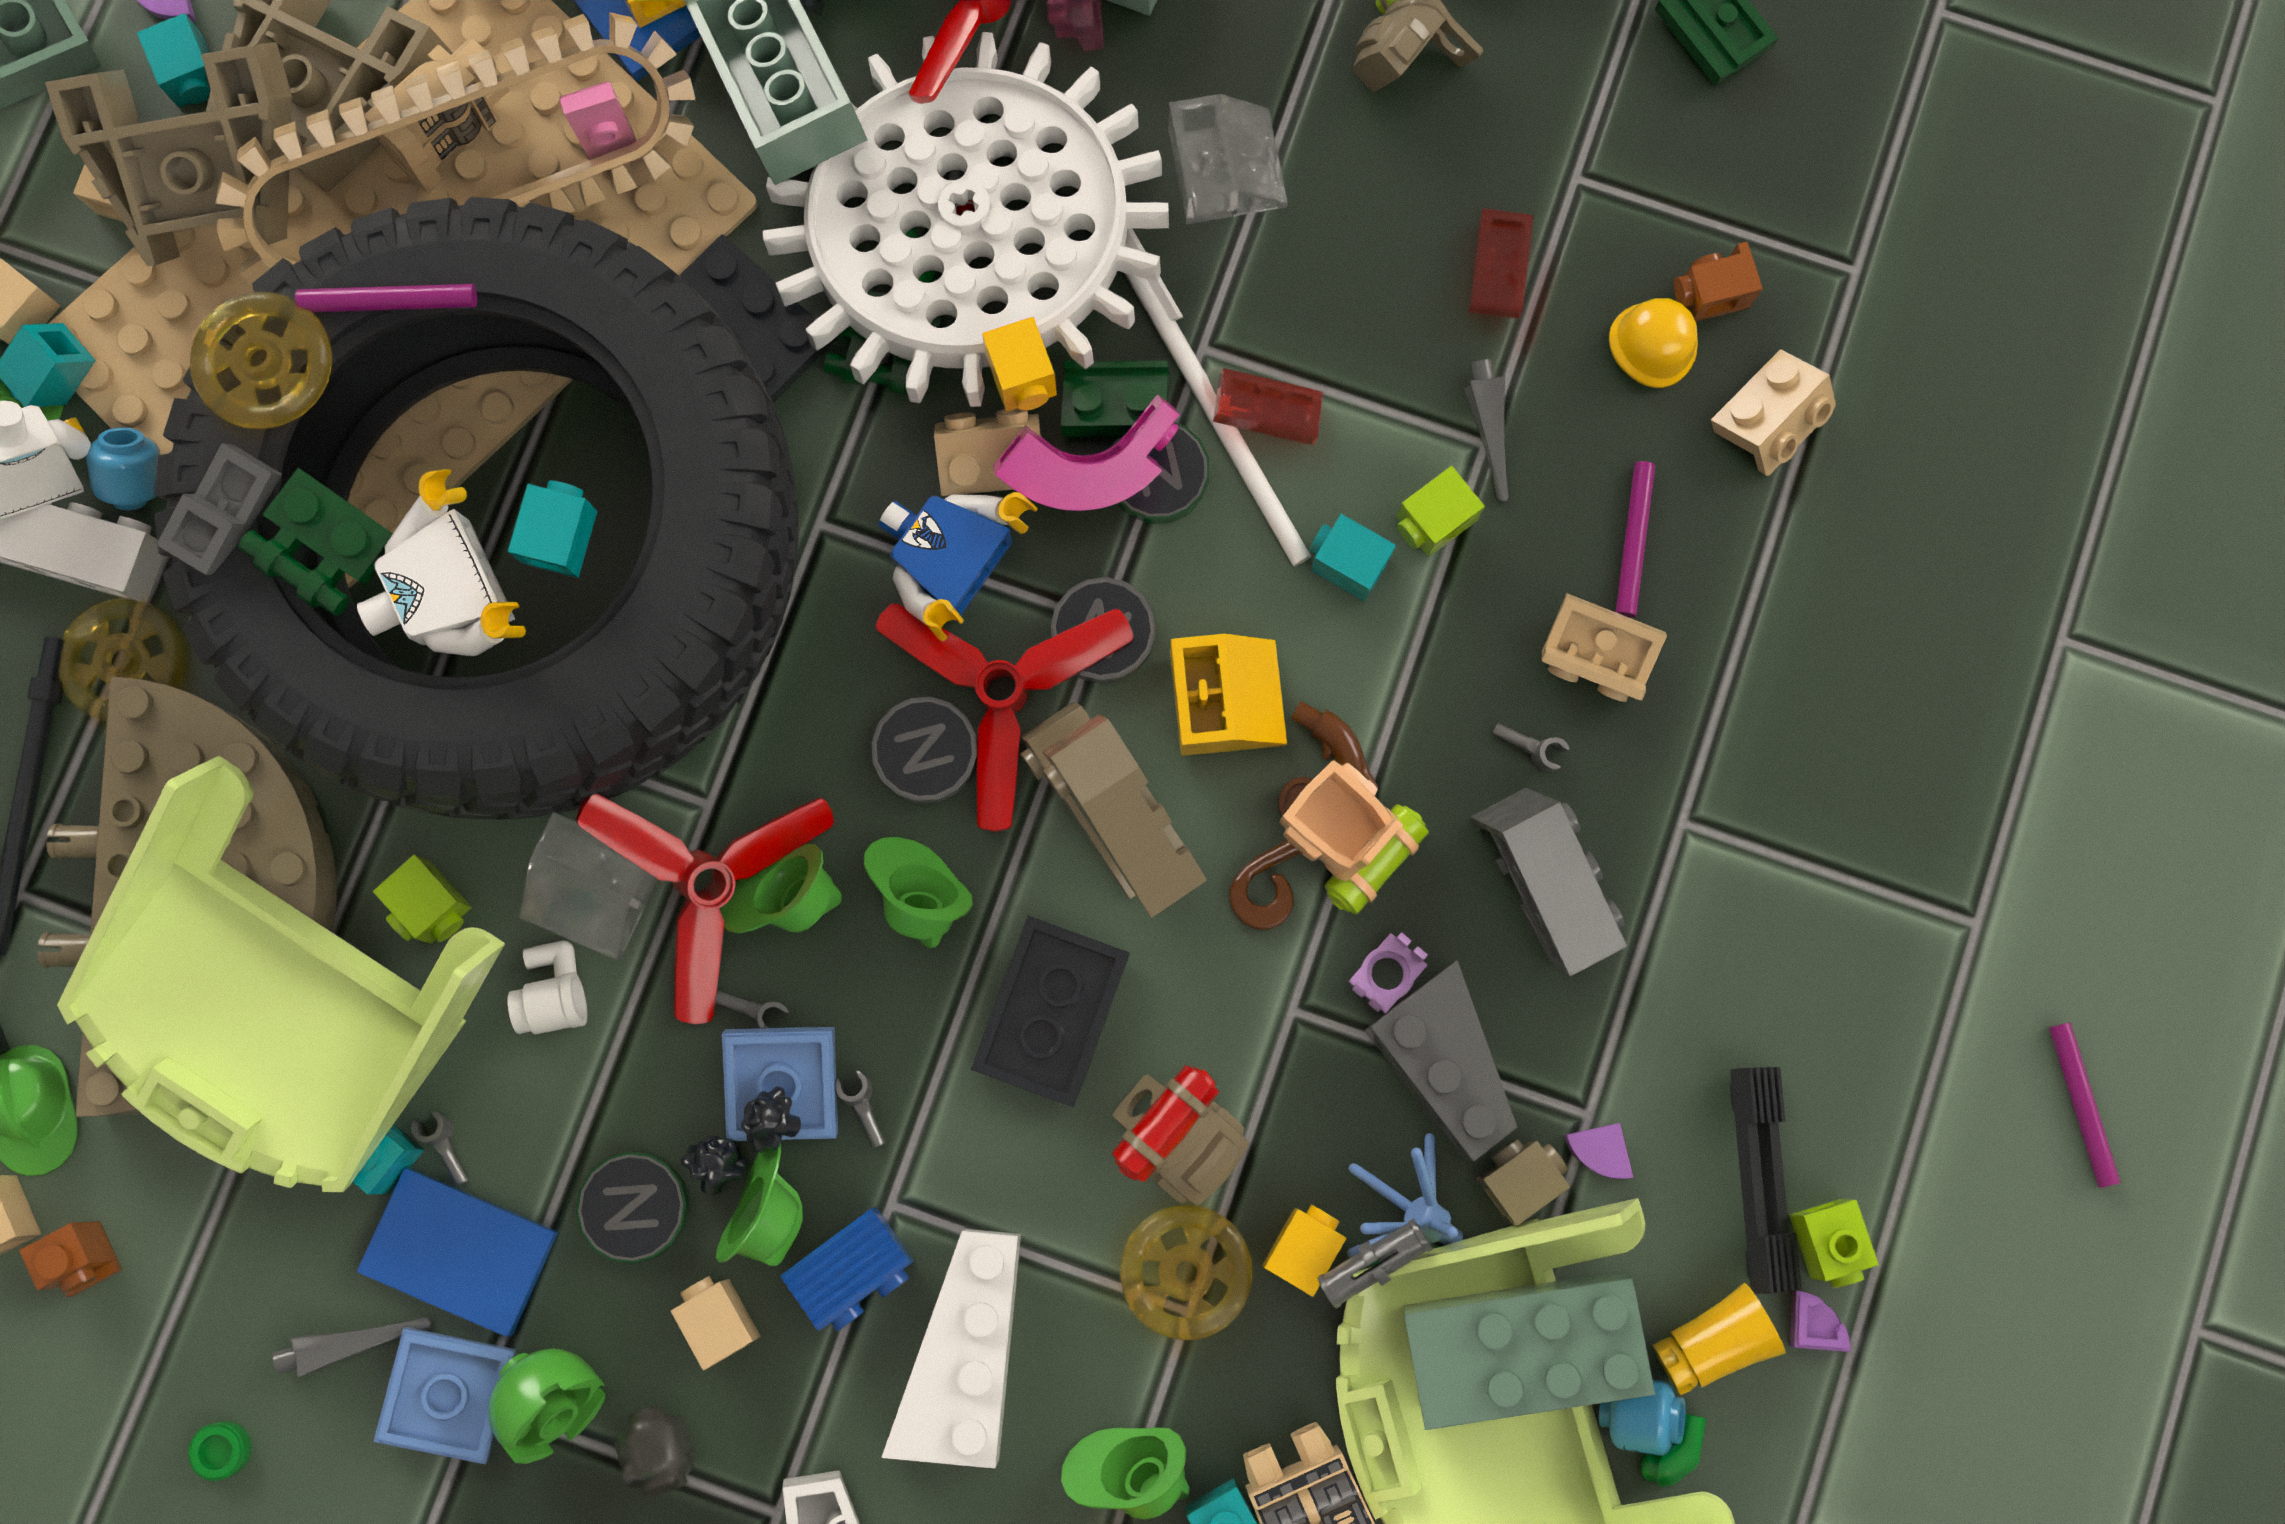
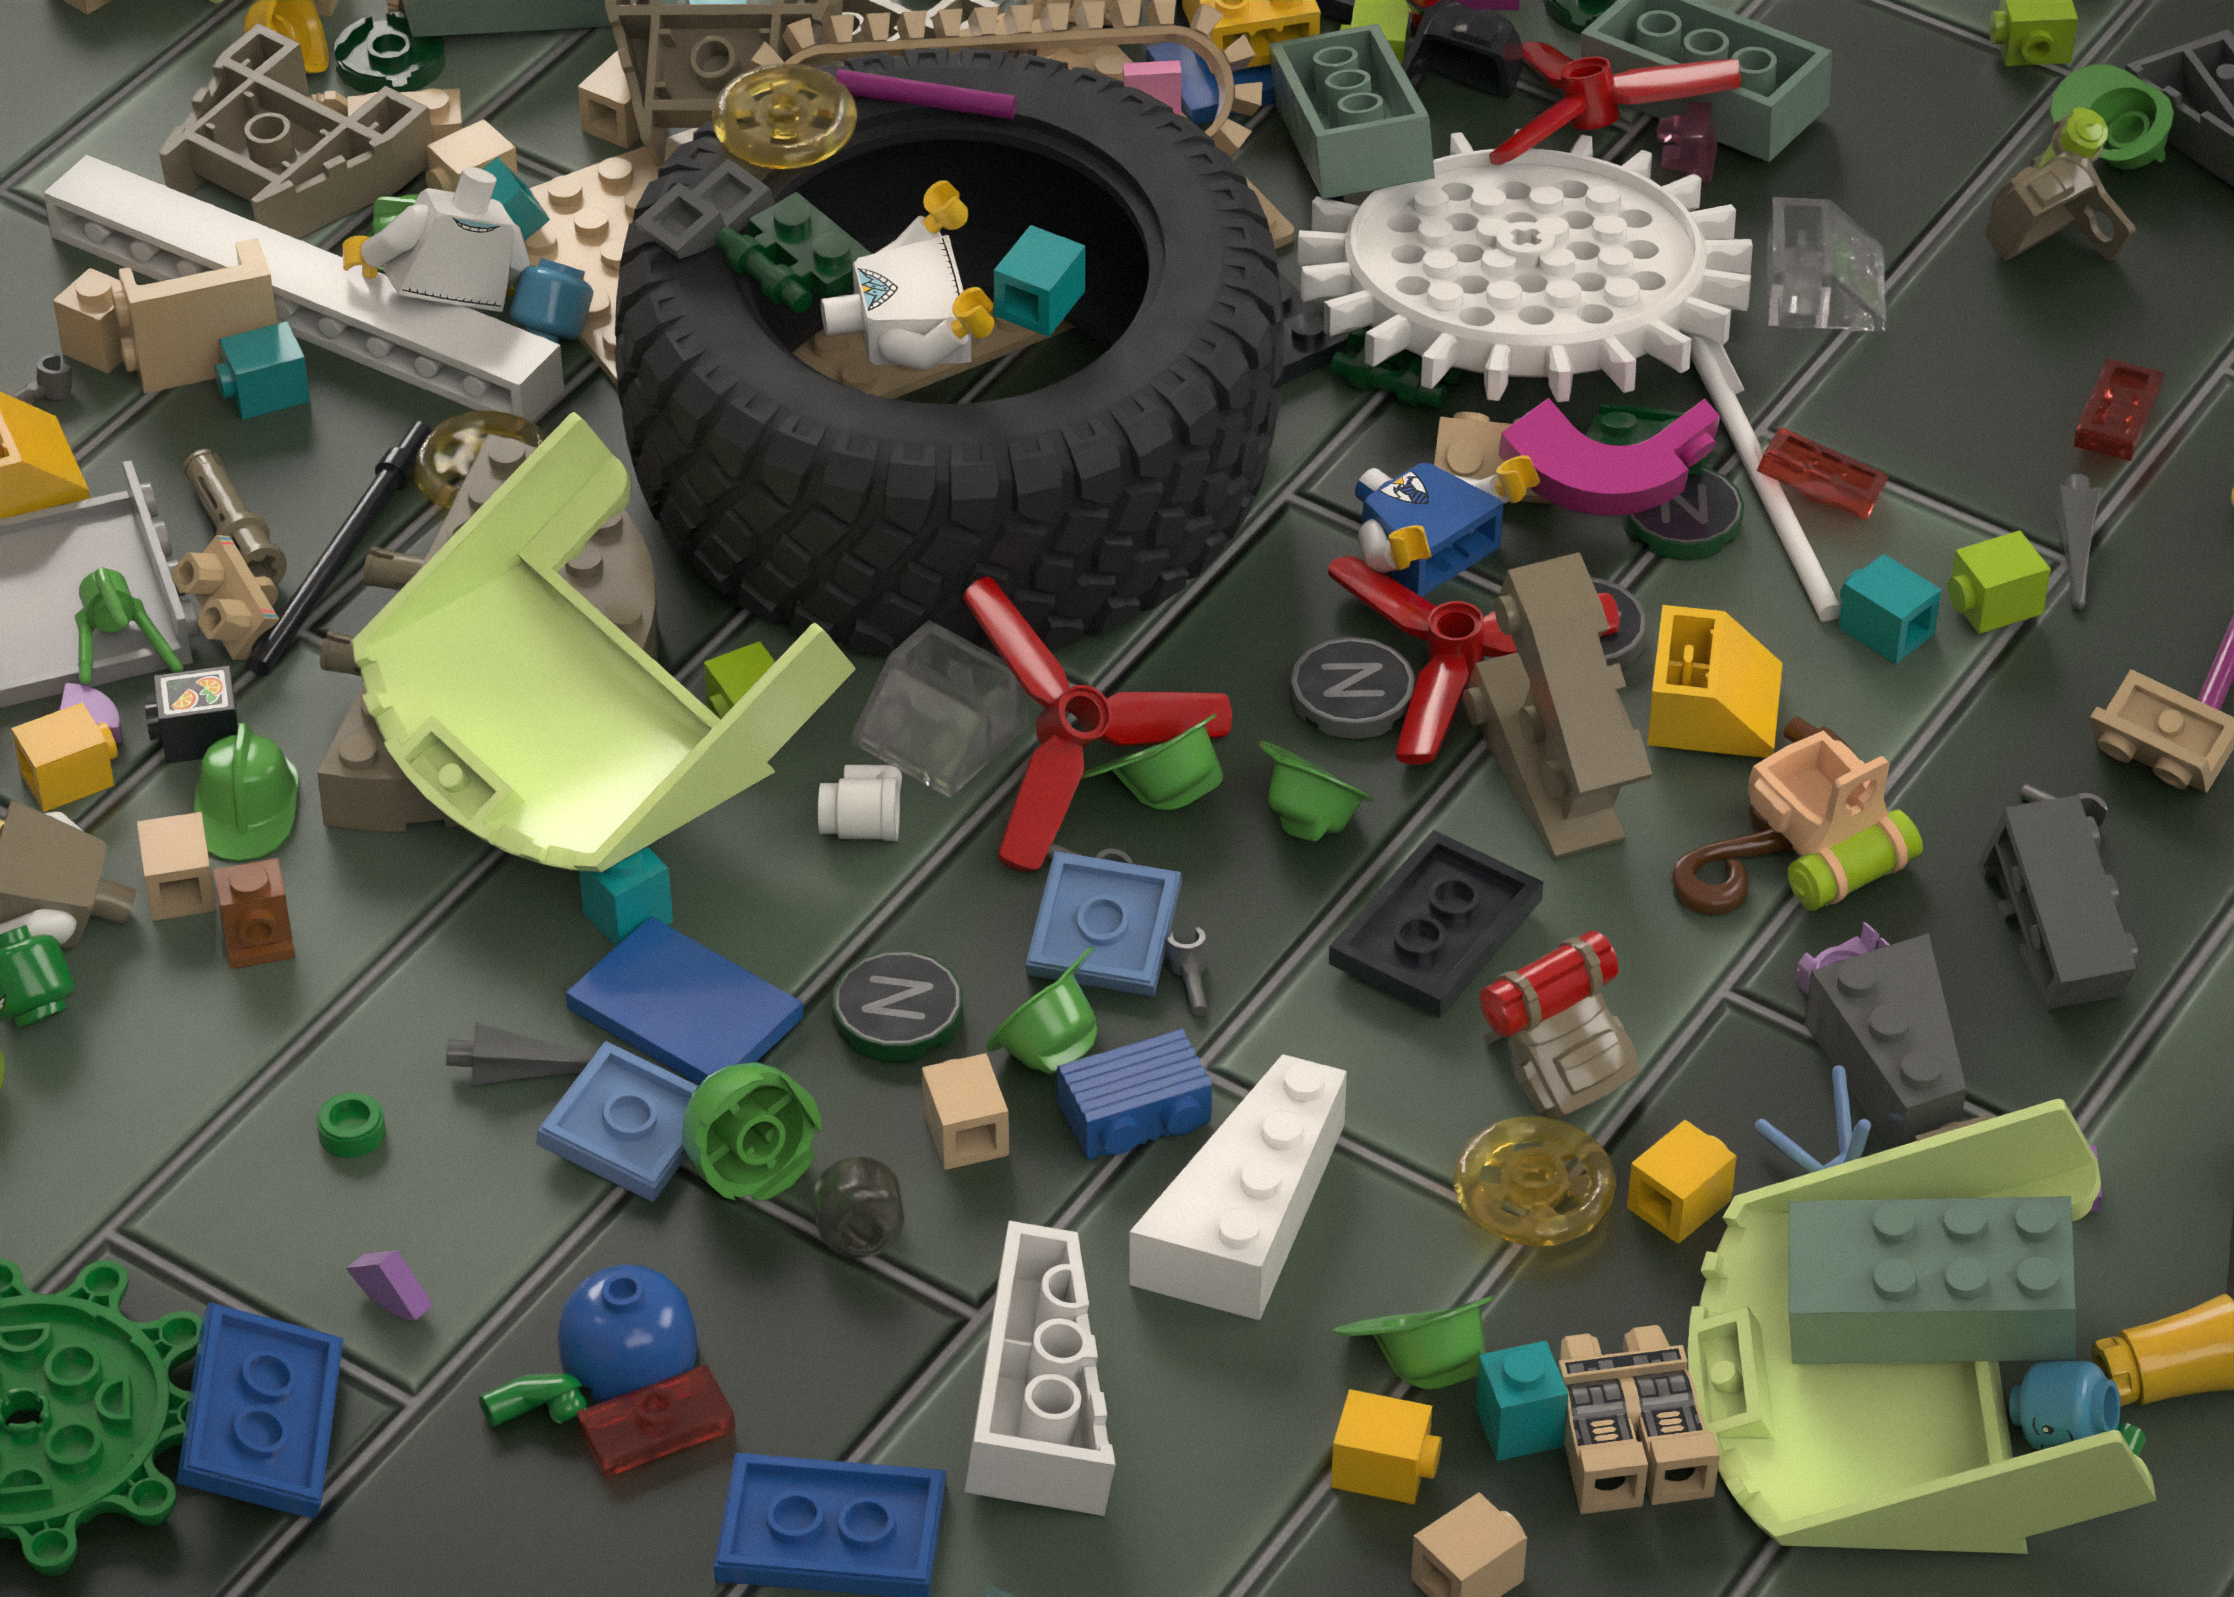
camera: 15 degrees right, 35 degrees down
(441, 1144) = (695, 906): flat silver hand -> none
(714, 1162) = (1008, 974): black plant -> none
(769, 1119) = (1087, 925): black plant -> none
(1020, 365) = (1554, 341): yellow brick -> none
(1341, 1284) = (1765, 1164): dark grey pin -> none

